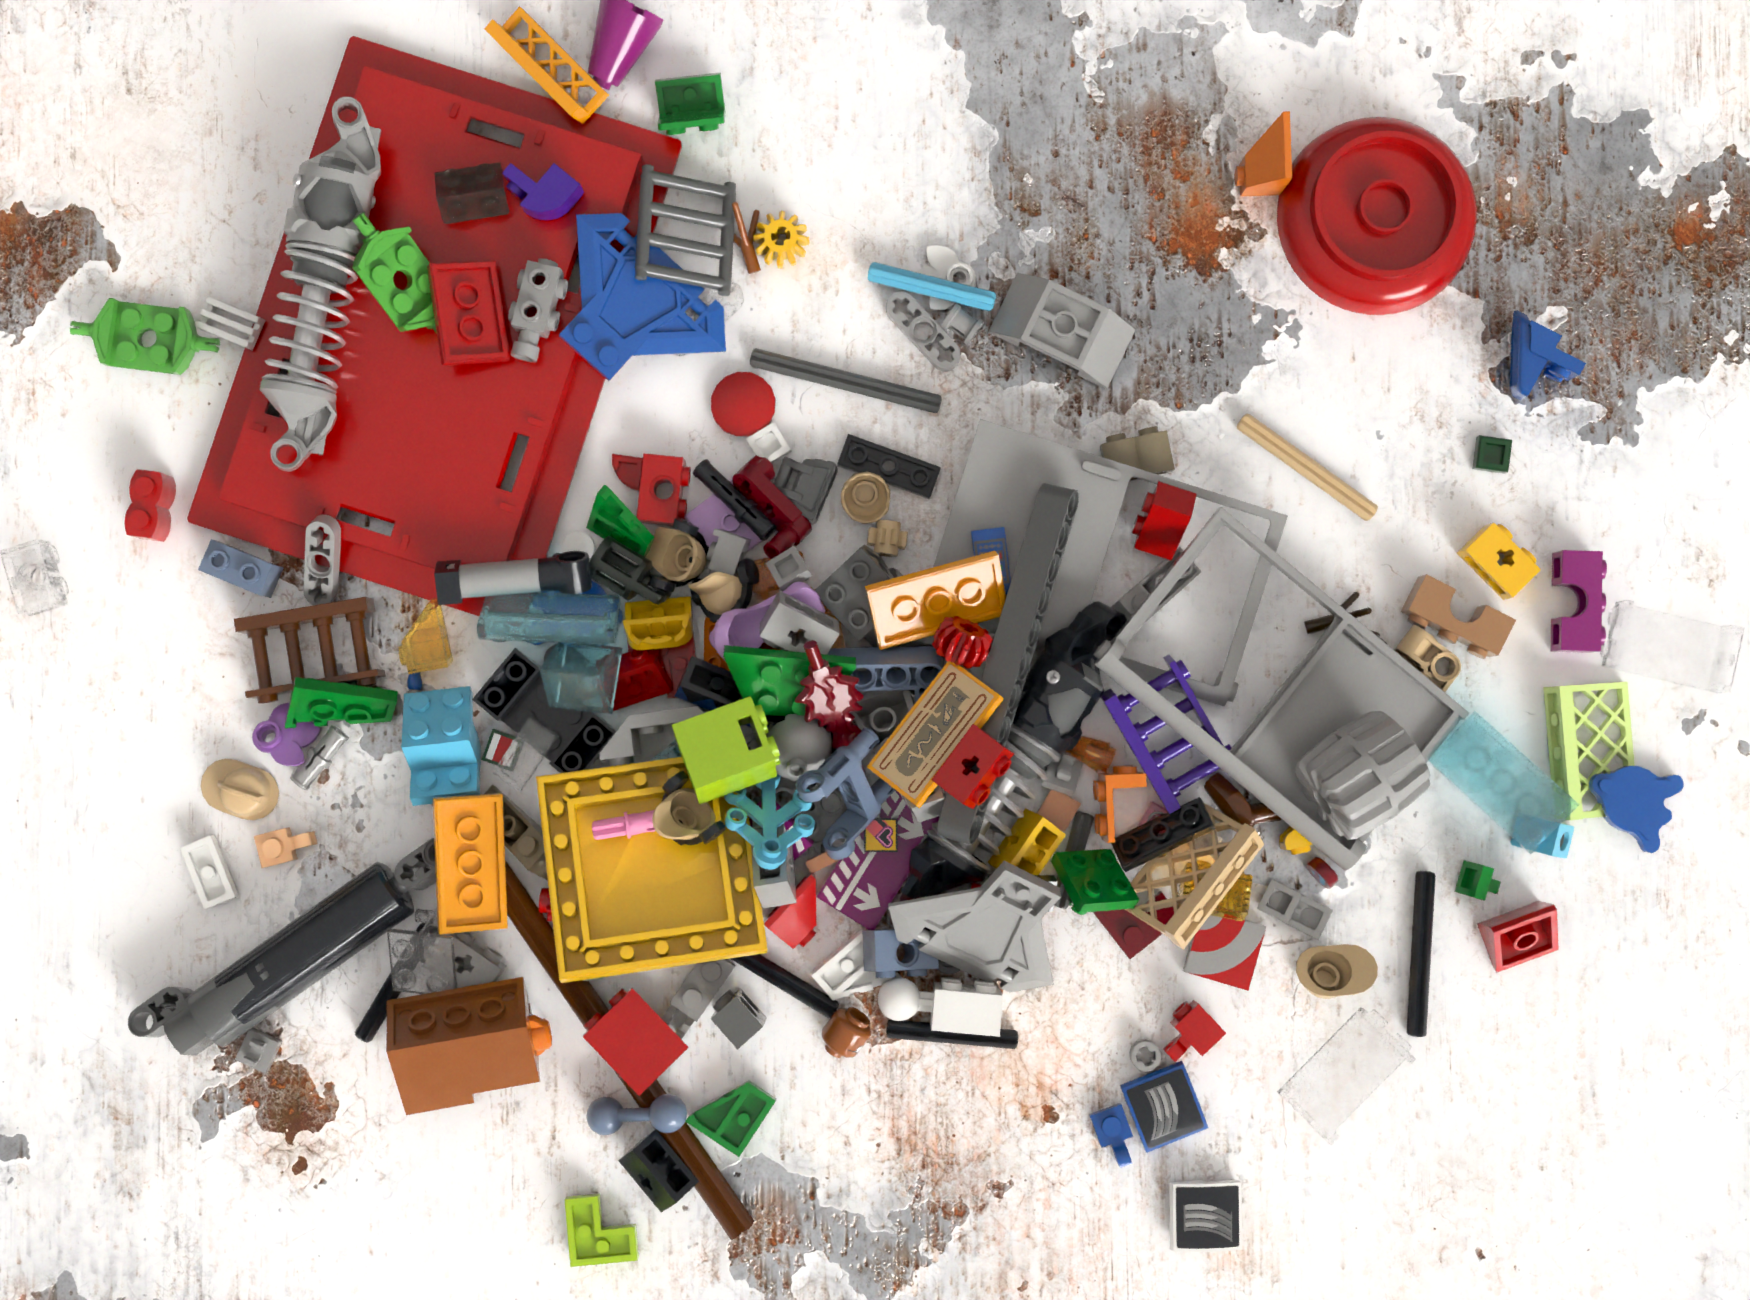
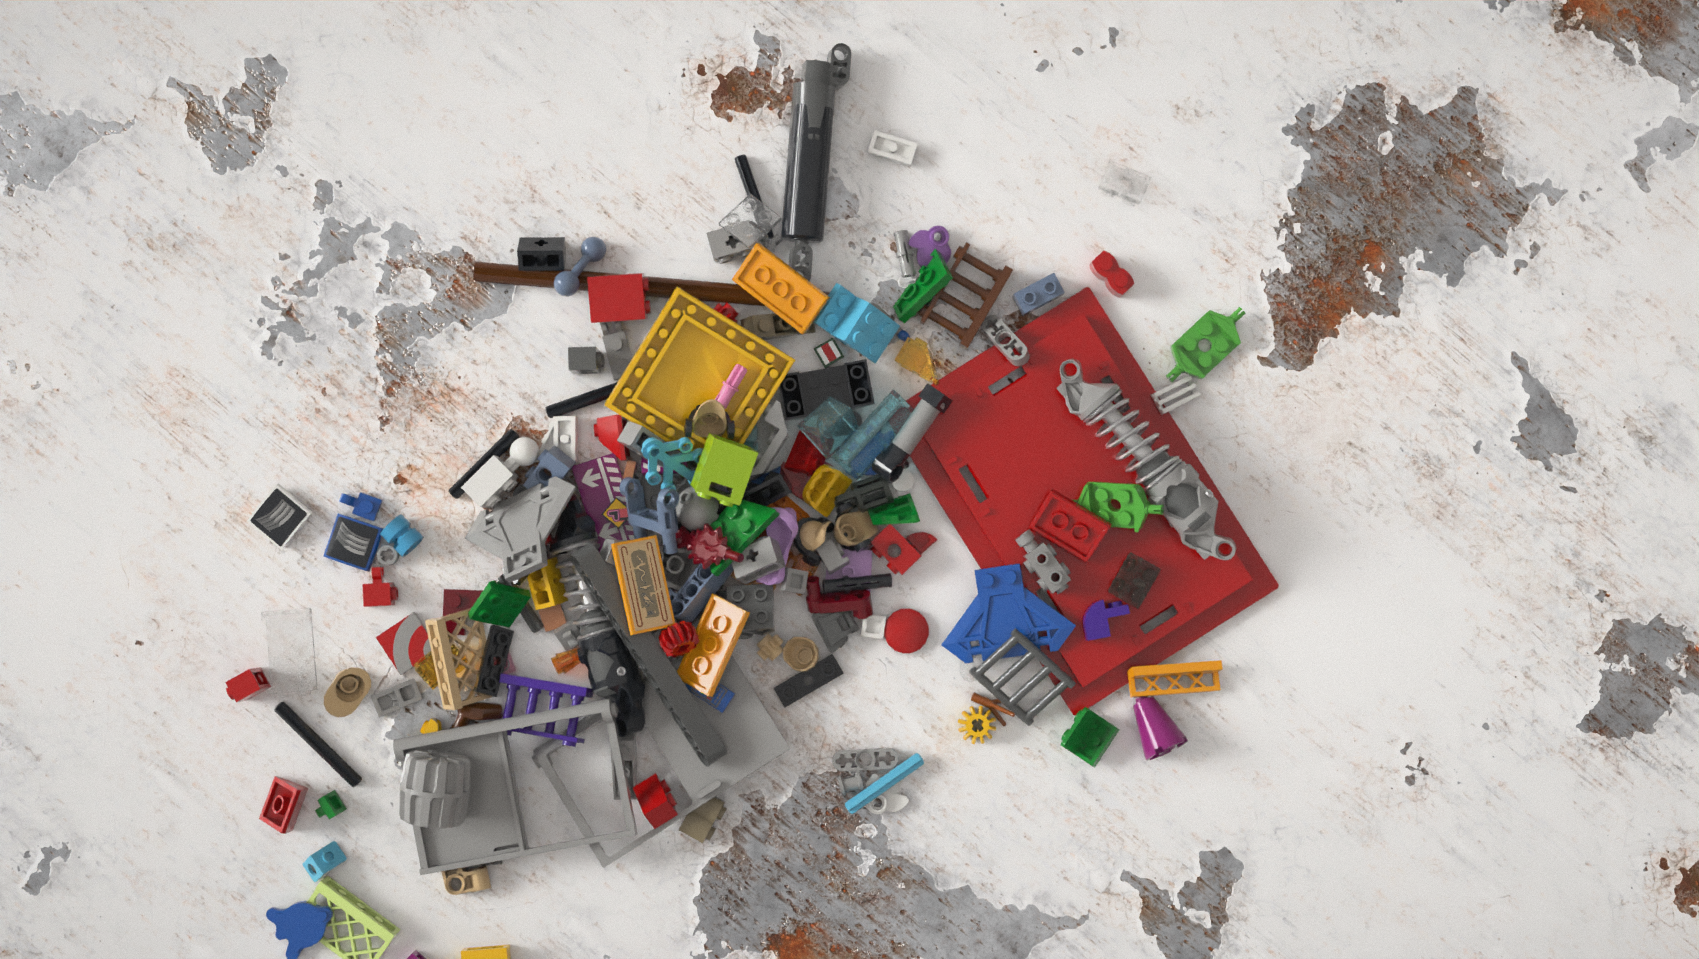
camera: 130 degrees right, 0 degrees up
(239, 789) = (924, 198): tan piece -> none
(258, 1050) = (778, 98): light grey tile -> none
(281, 846) = (875, 195): light nougat plate -> none
(463, 1043) = (689, 210): piece -> none
(525, 754) = (815, 362): clear tile -> none
(592, 1242) = (535, 189): lime plate -> none
(734, 1116) = (536, 315): green wing -> none
(845, 380) = (873, 696): dark grey axle -> none
(846, 1032) = (530, 409): dark orange head -> none
(957, 773) = (608, 577): red brick -> none
(1063, 327) = (803, 834): light grey slope -> none
(1110, 1058) = (403, 537): none -> dark azure wheel
(1121, 777) = (540, 664): orange bracket -> none
(1307, 467) = (621, 903): tan axle -> none
(1322, 872) = (403, 728): dark red tile -> none
(1323, 623) = (532, 840): dark brown plant -> none
(1424, 1090) = (247, 685): none -> red brick
(1430, 606) = (456, 920): medium nougat arch -> none
(1503, 782) = (369, 861): clear light blue brick -> none

